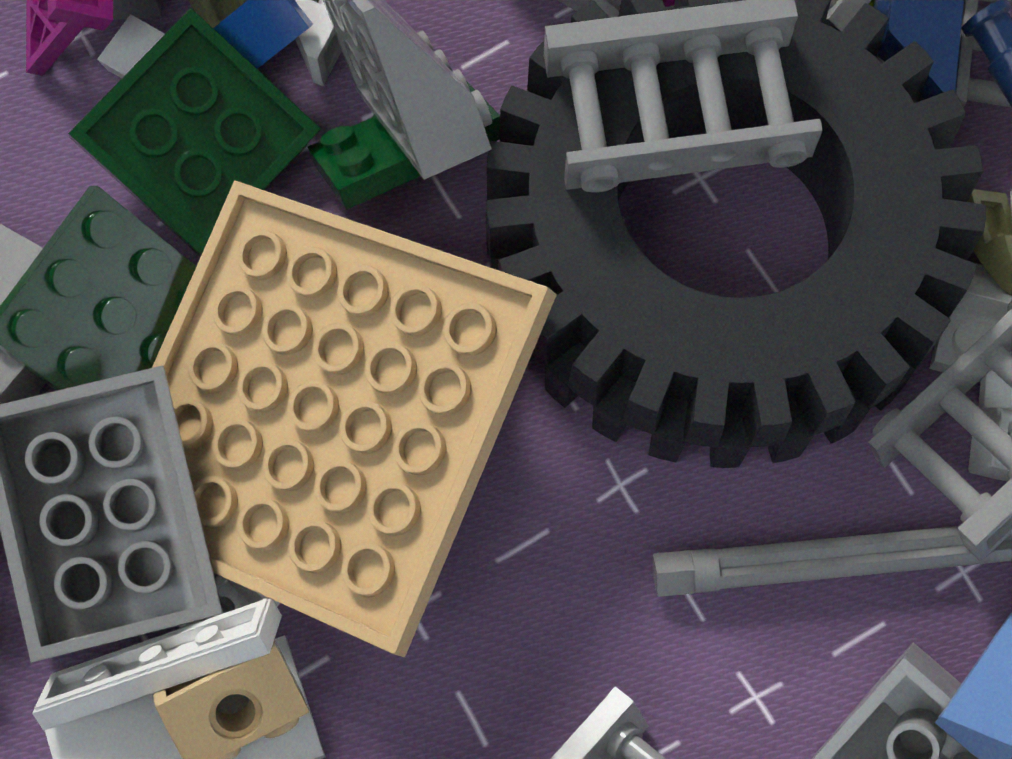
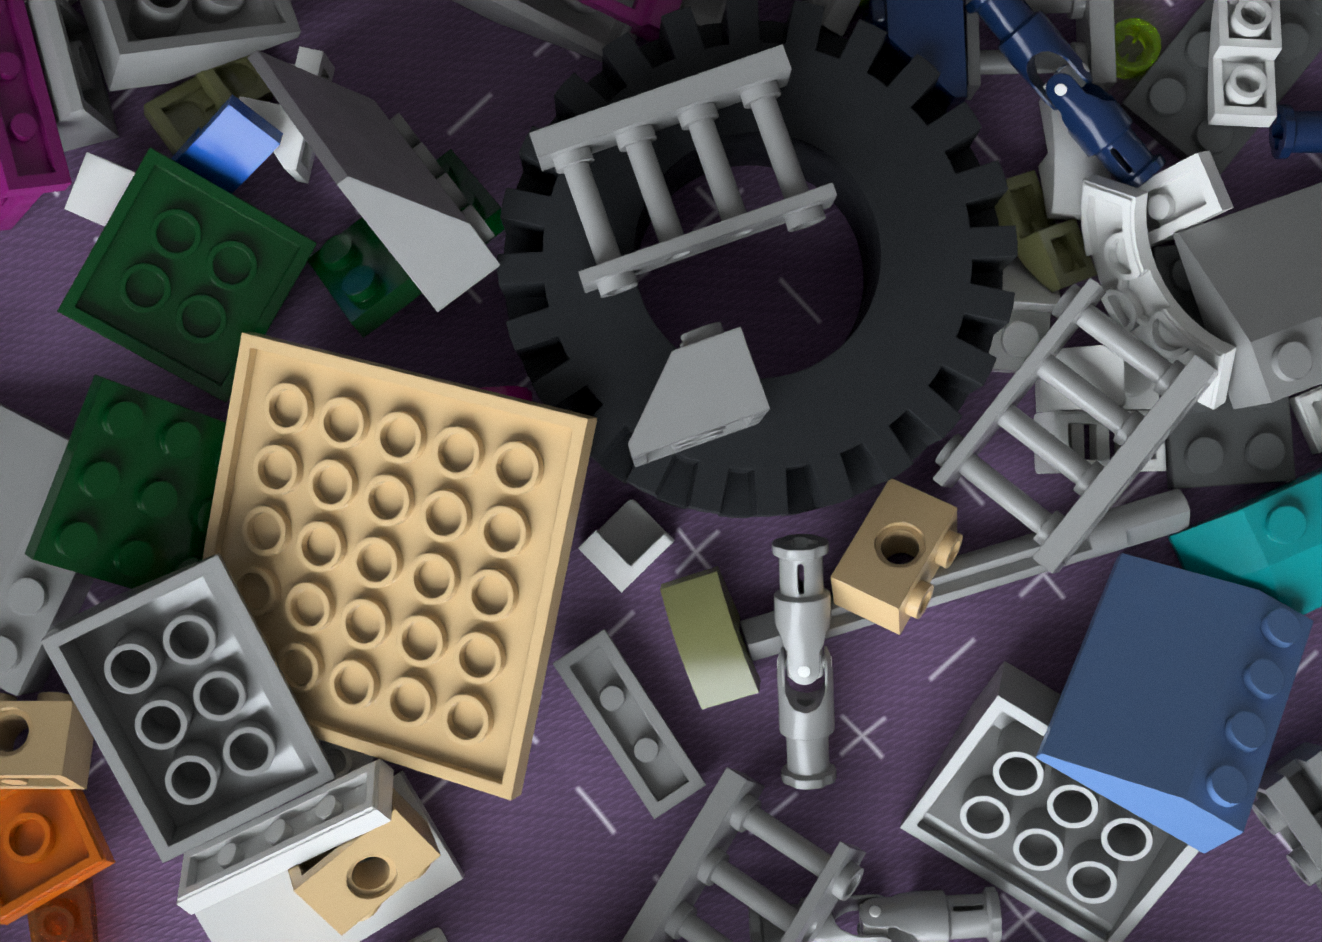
camera: 15 degrees left, 15 degrees up
(524, 632) = (629, 723): none -> light grey plate
(553, 461) = (626, 544): none -> white panel
(620, 563) = (709, 638): none -> olive slope
(660, 275) = (700, 395): none -> light grey slope
(717, 551) = (803, 620): none -> light grey piece
(820, 512) = (897, 523): none -> tan brick

